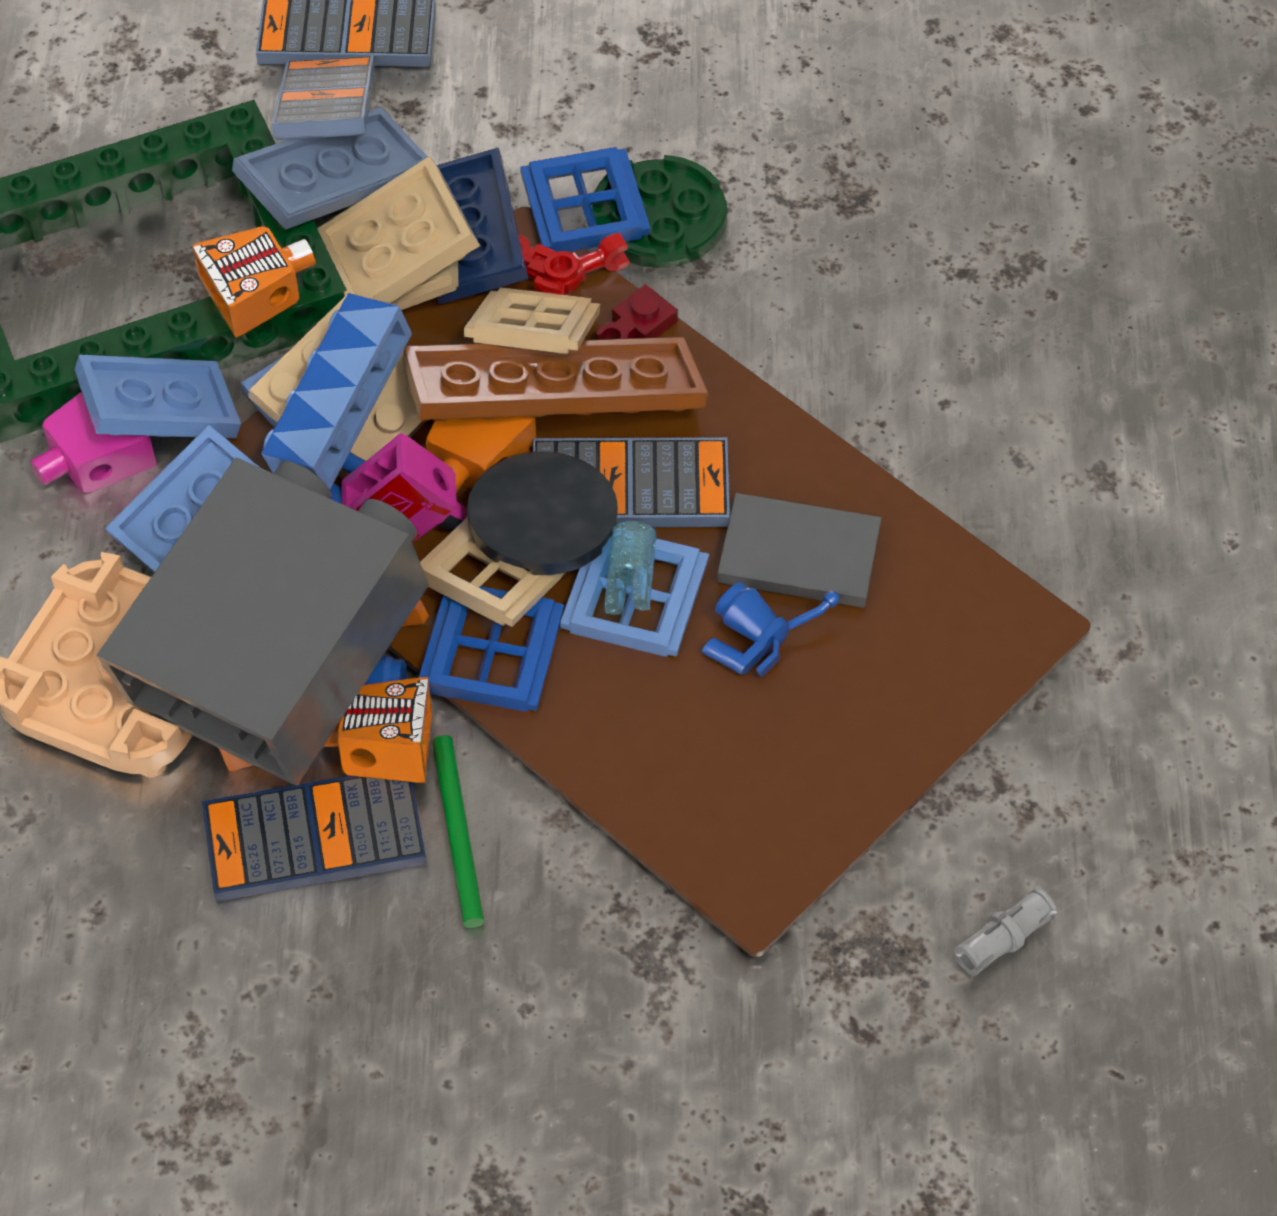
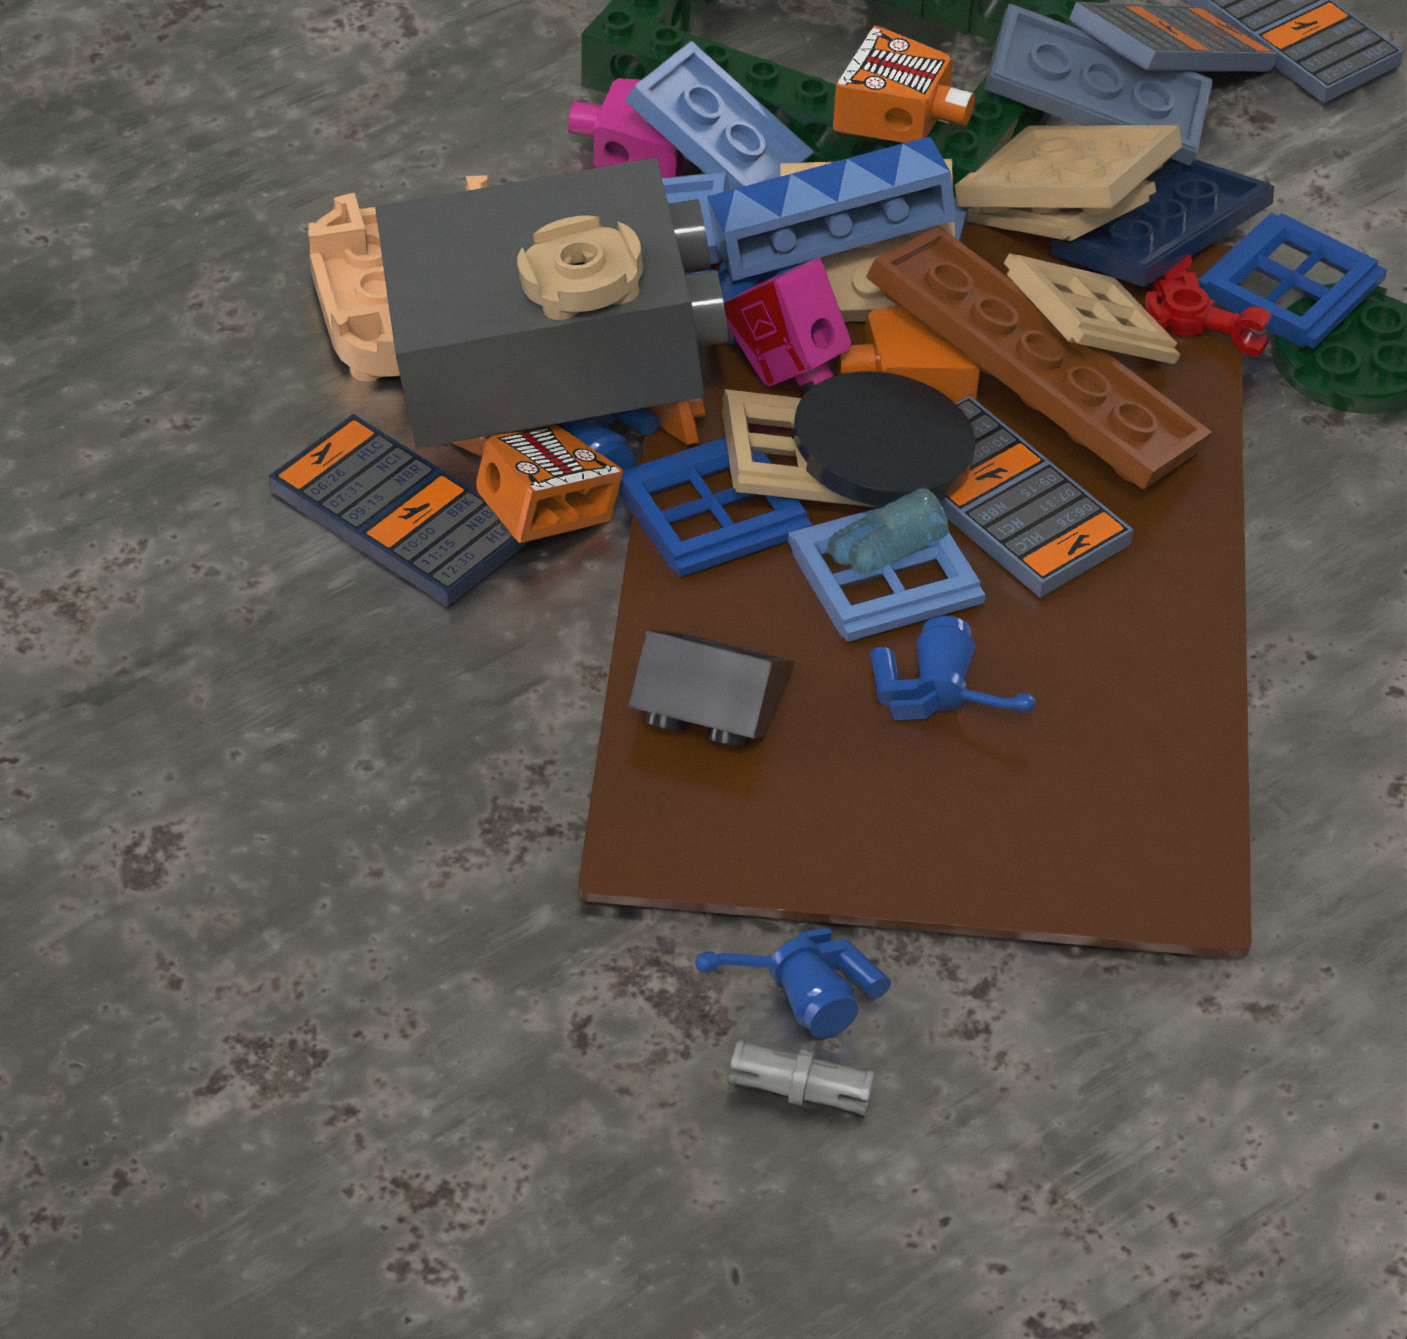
camera: 50 degrees right, 10 degrees down
(322, 600) = (606, 278): none -> tan plate
(458, 832) = (499, 605): green bar -> none
(639, 317) = (1203, 392): dark red plate -> none
(662, 757) = (708, 685): none -> slope
(799, 549) = (1071, 660): dark grey tile -> none
(944, 876) = (806, 970): none -> blue piece

